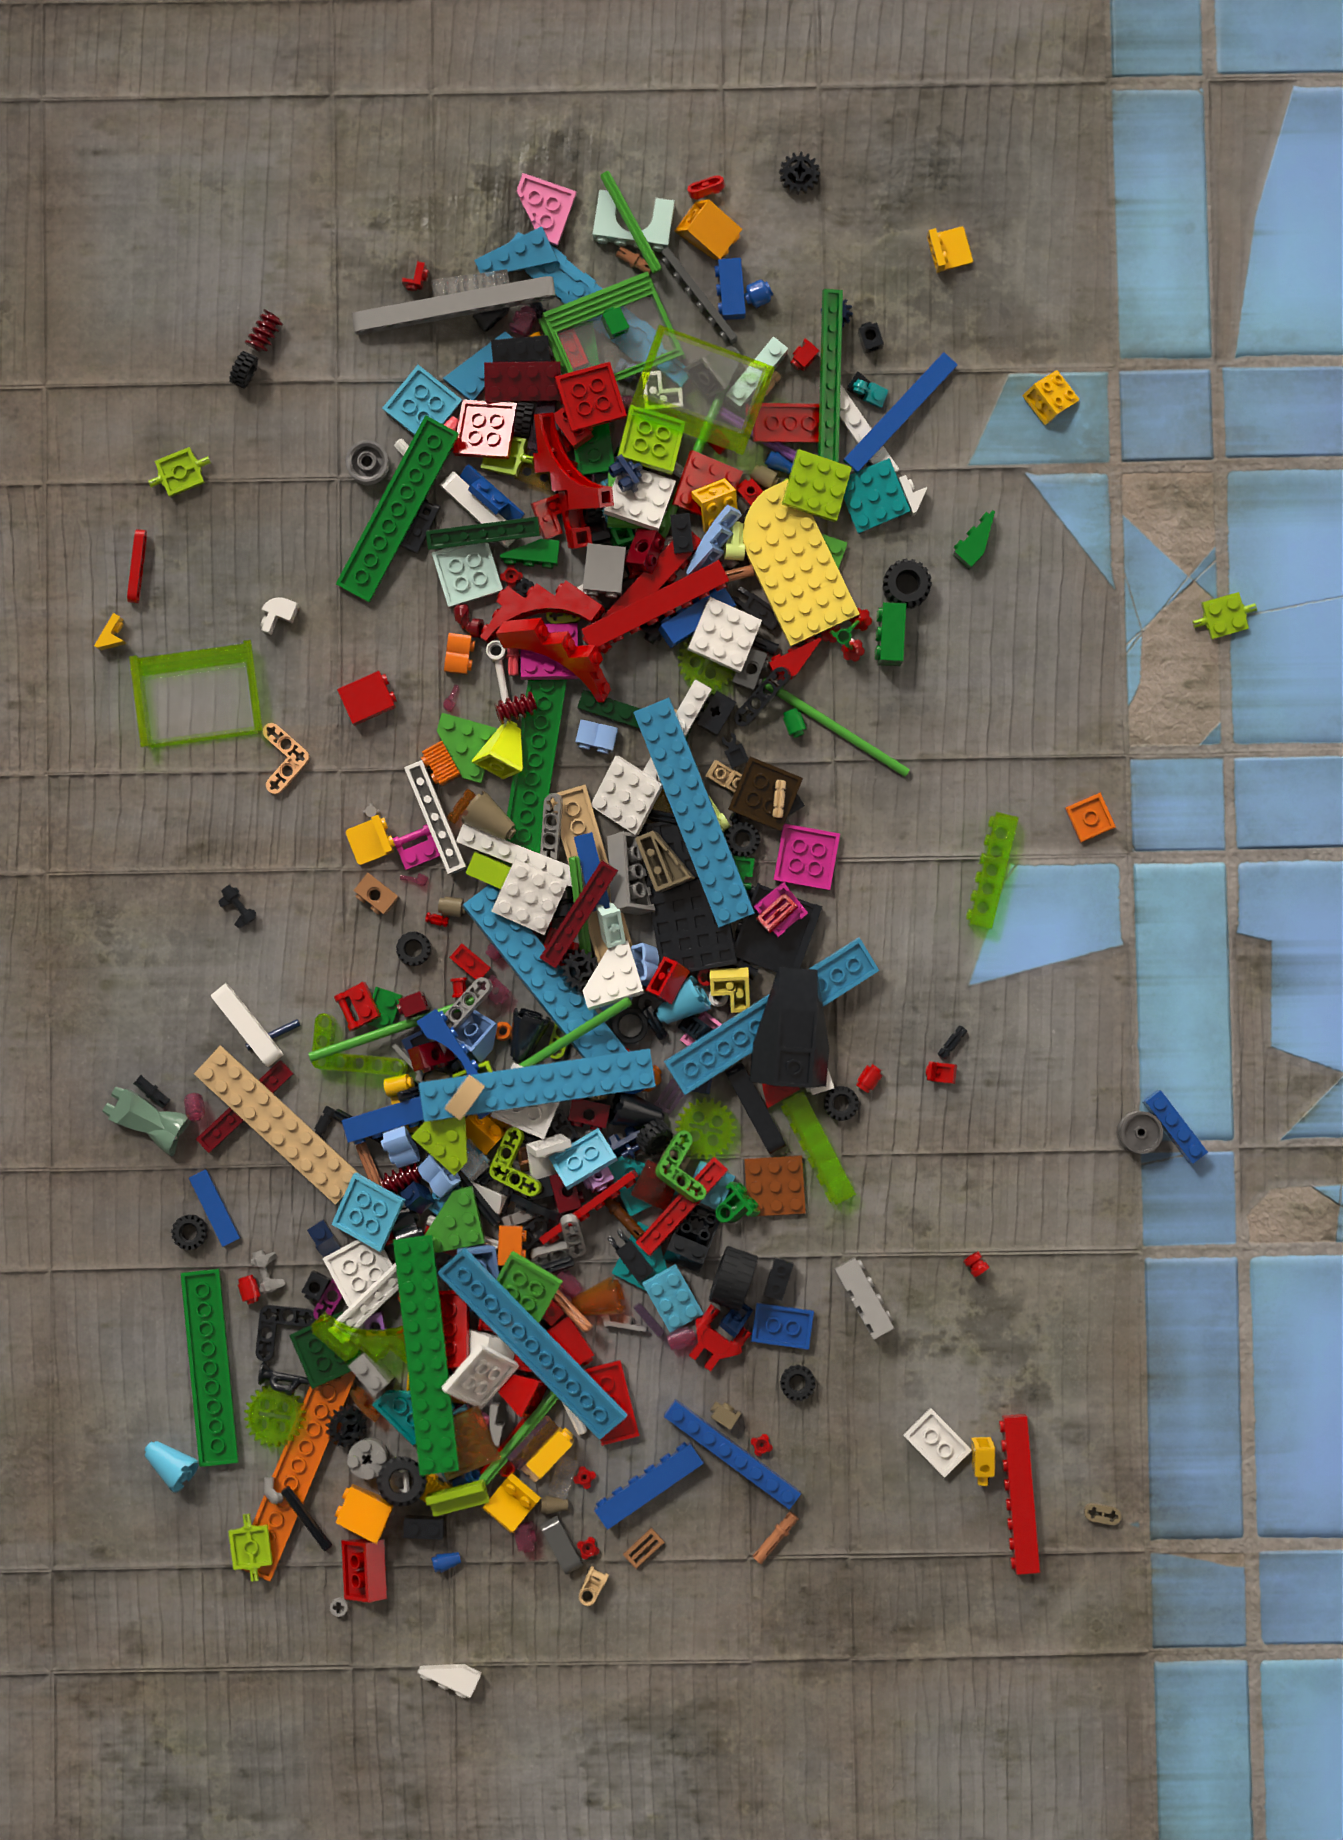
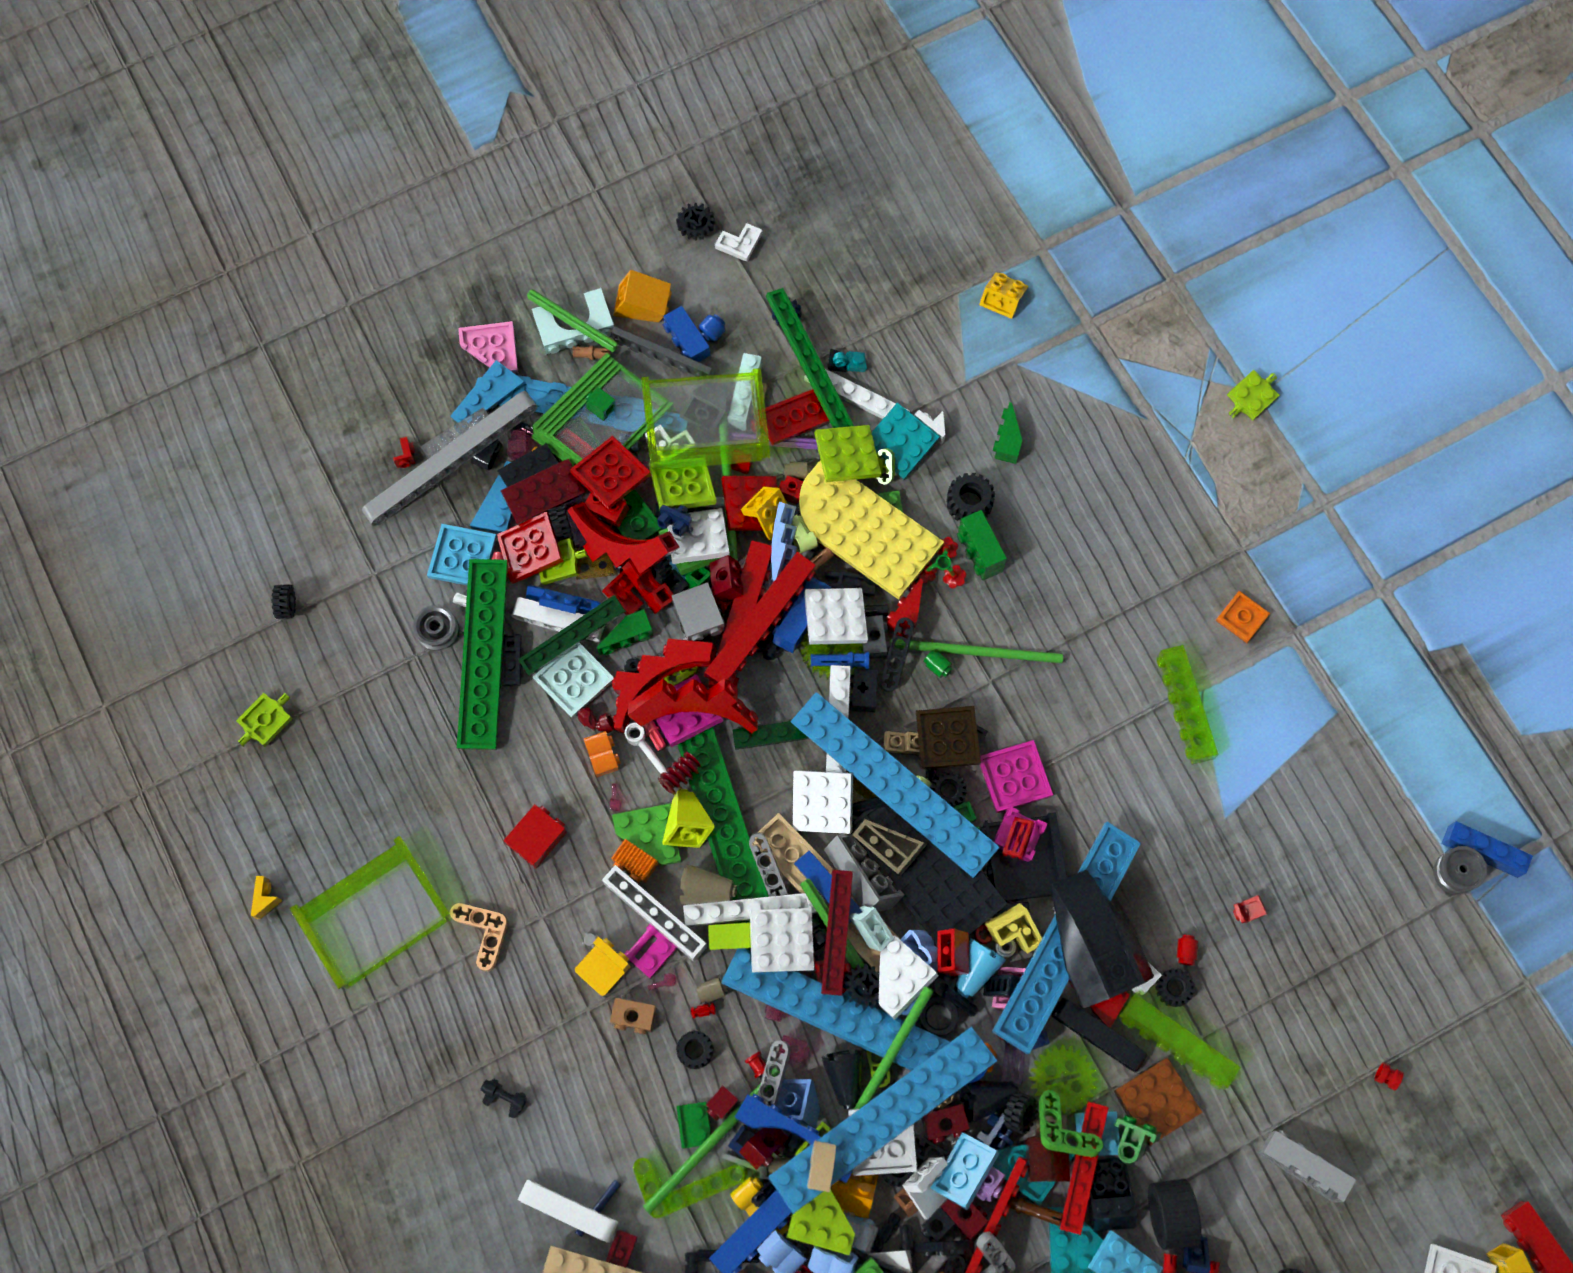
camera: 25 degrees left, 15 degrees down
(137, 566) = (261, 823): red beam -> none
(263, 331) = (287, 561): dark red piece -> none
(278, 608) = (412, 796): white brick -> none
(363, 1004) = (673, 1130): red plate -> none
(460, 806) = (672, 892): clear orange axle -> none
(470, 962) = (755, 1035): red plate -> none
(506, 576) = (612, 658): red plate -> none
(506, 1165) = (893, 1216): lime beam -> none
(509, 1030) = (821, 1093): orange plate -> none
(597, 736) = (766, 764): light blue brick -> none
(631, 1257) = (1064, 1246): black hinge -> none
(682, 533) = (751, 547): black plate -> none
(705, 187) = (617, 273): red plate -> none
(716, 681) = (849, 659): none -> blue pin
(735, 754) = (900, 717): black plate -> none
(778, 462) = (803, 454): blue cone -> none
(778, 1278) = (1214, 1191): black brick -> none
(779, 798) = (963, 734): tan axle -> none
(782, 1325) = (1244, 1238): blue plate -> none
(804, 355) = (778, 358): red brick -> none
(830, 221) = (739, 246): none -> white plate
(848, 514) = (890, 465): none -> lime beam
(870, 345) = (826, 325): black brick -> none
(900, 412) = (884, 365): blue tile -> none
(949, 248) = (852, 221): yellow bracket -> none
(952, 1042) = (1242, 877): black axle -> none

